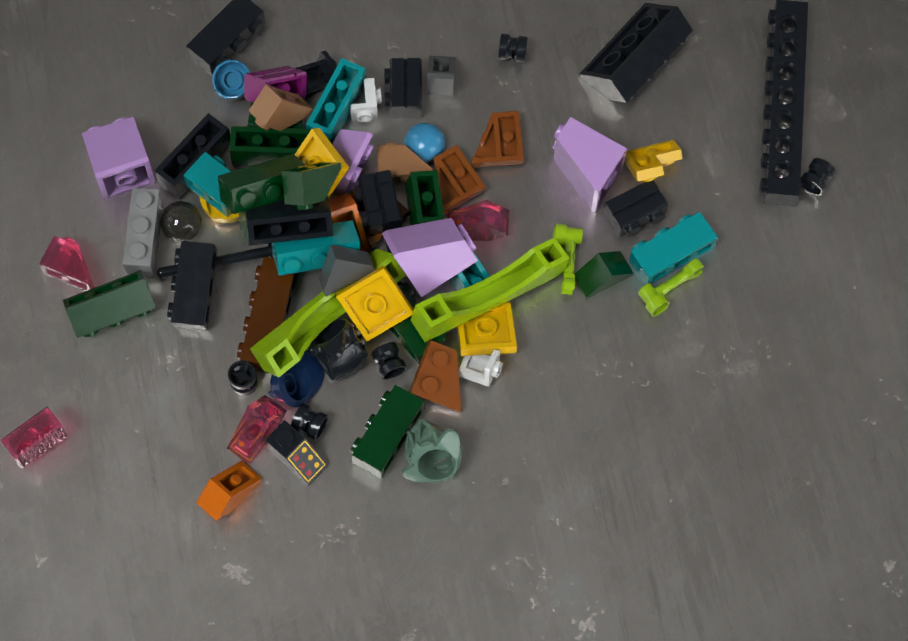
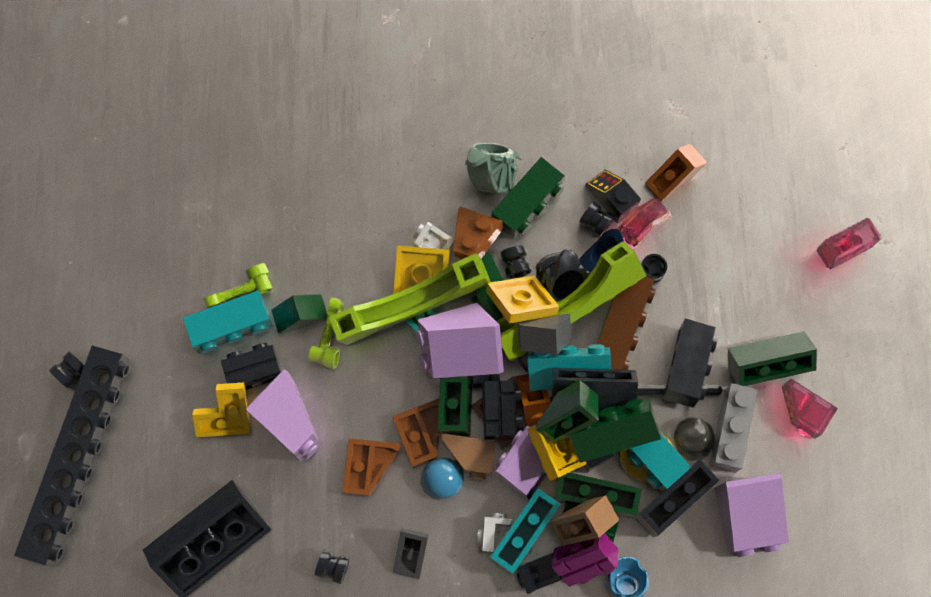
camera: 170 degrees left, 5 degrees up
(405, 87) = (451, 540): black brick -> none
(482, 220) = (406, 381): clear pink slope -> none

